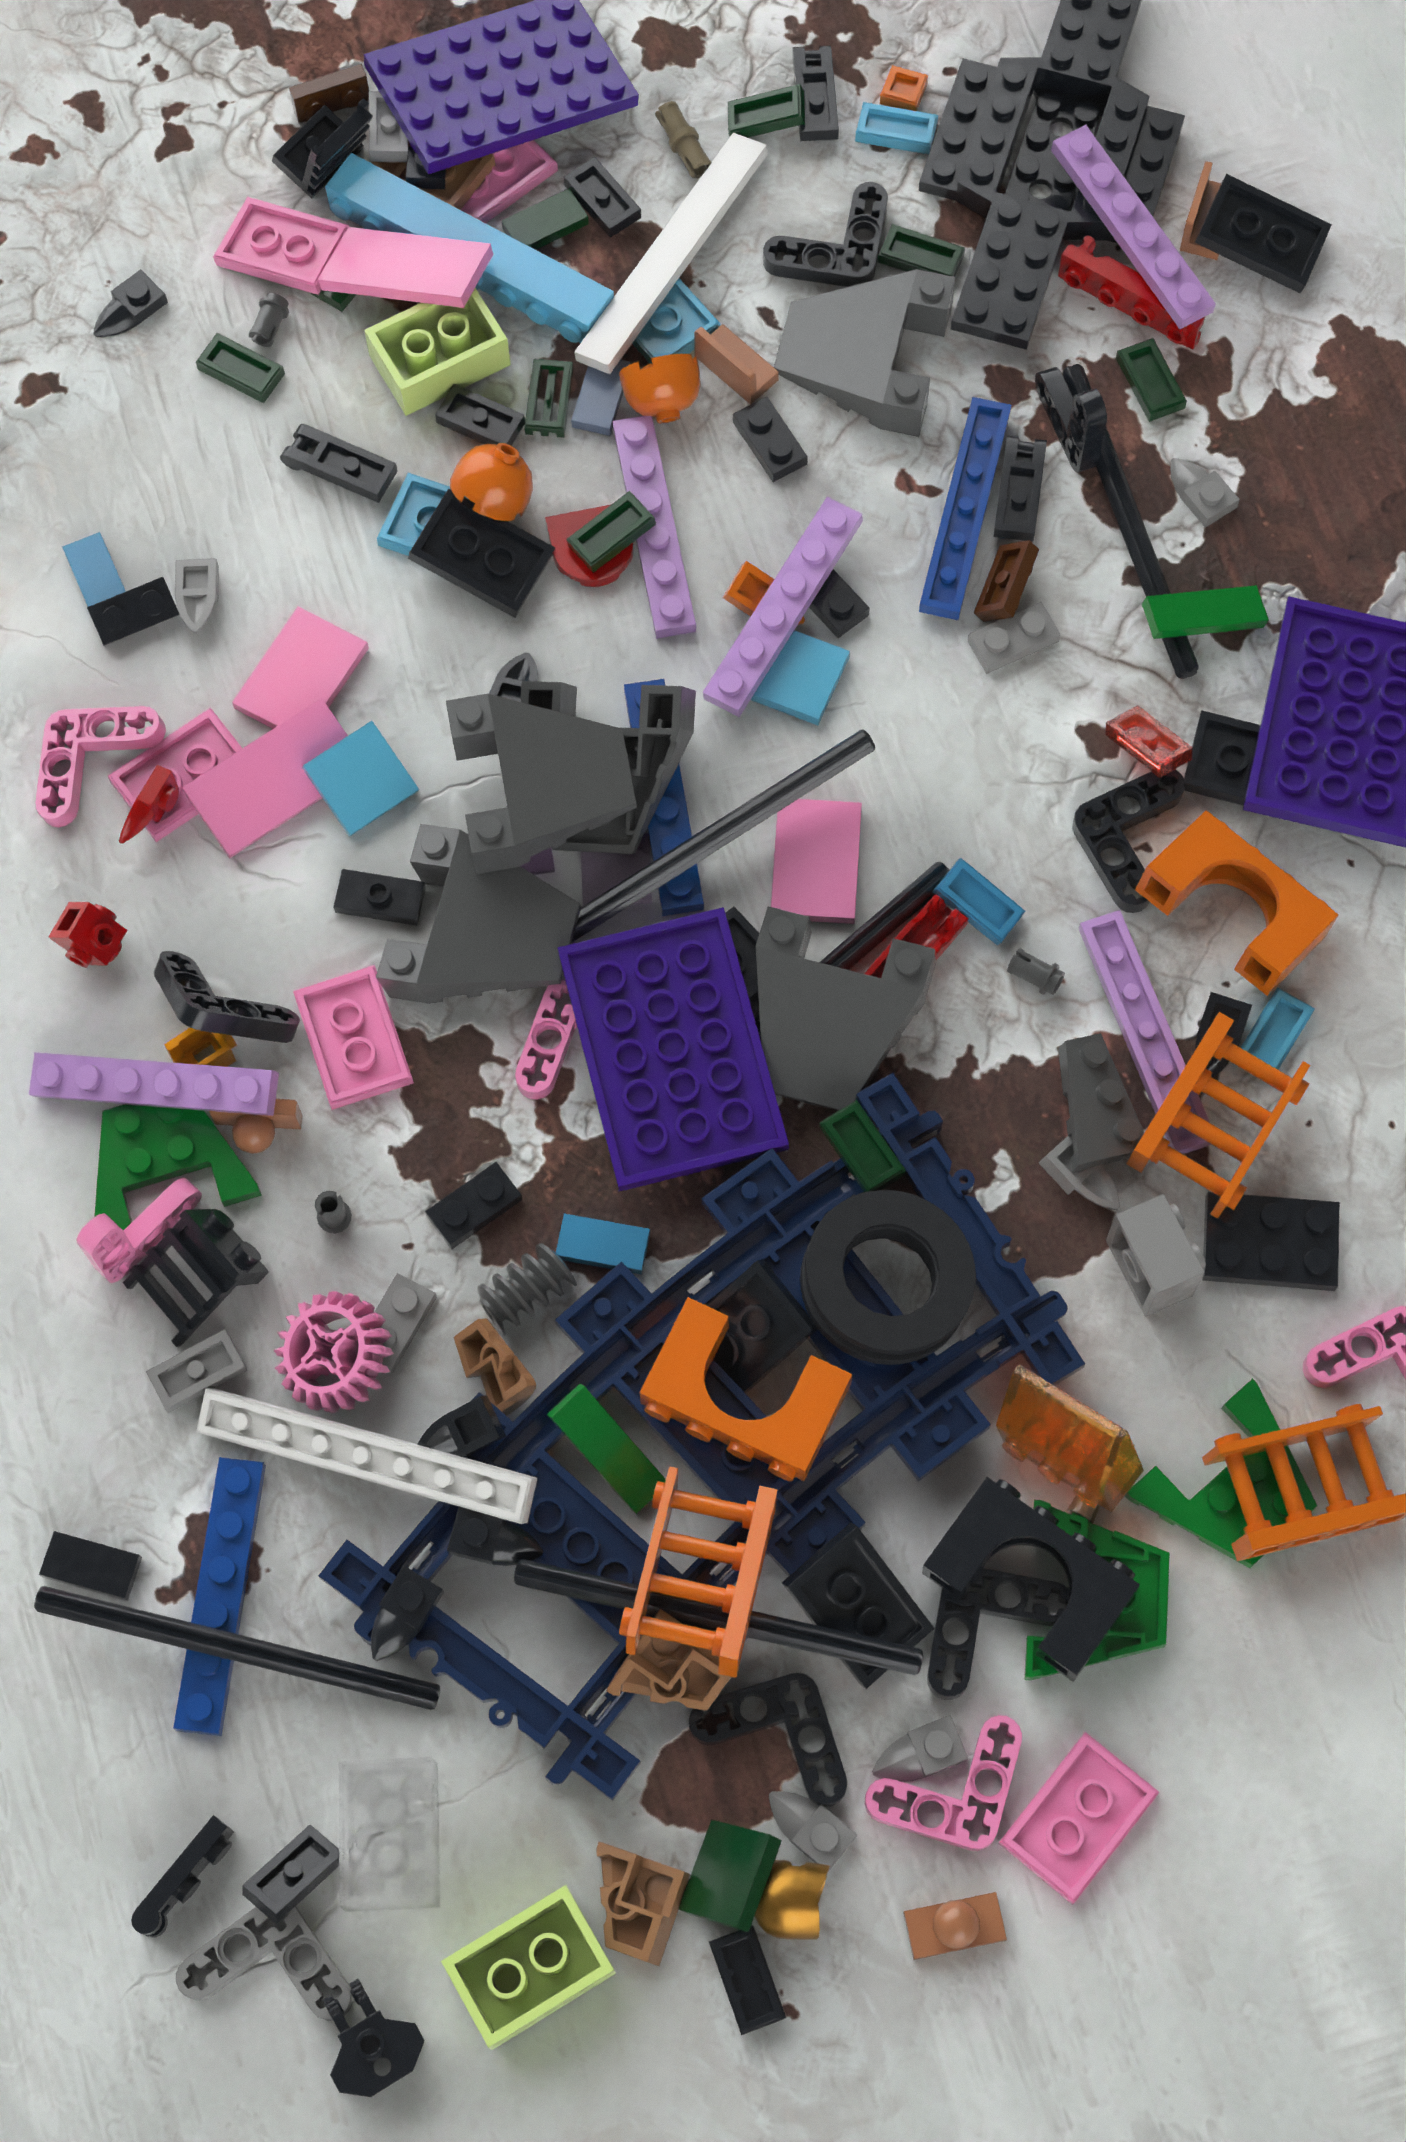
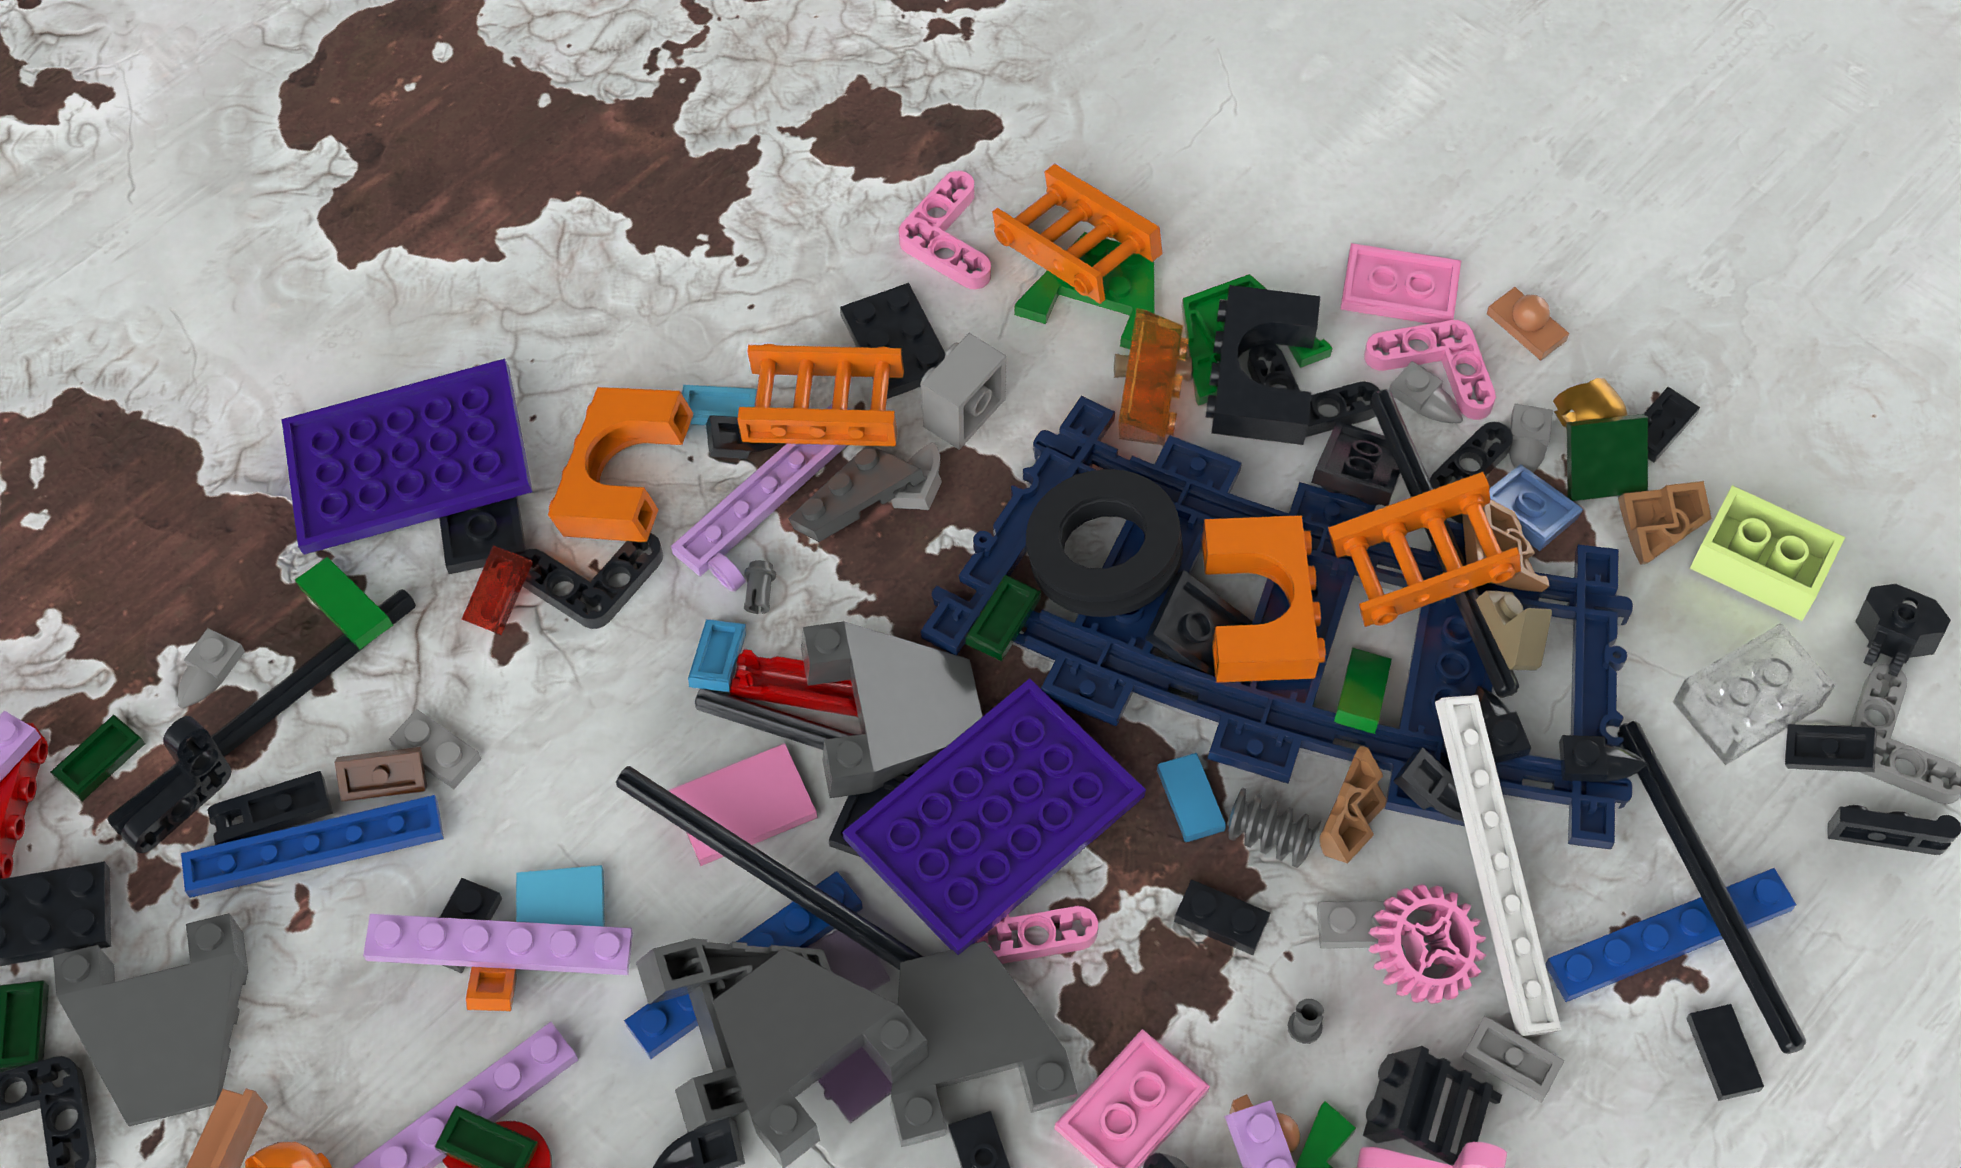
camera: 120 degrees left, 10 degrees down
(571, 1612) = (1517, 631): none -> dark tan slope
(723, 1760) = (1537, 505): none -> medium blue tile
(770, 439) = (304, 1063): black plate -> none
(1066, 948) = (726, 572): none -> lavender tile

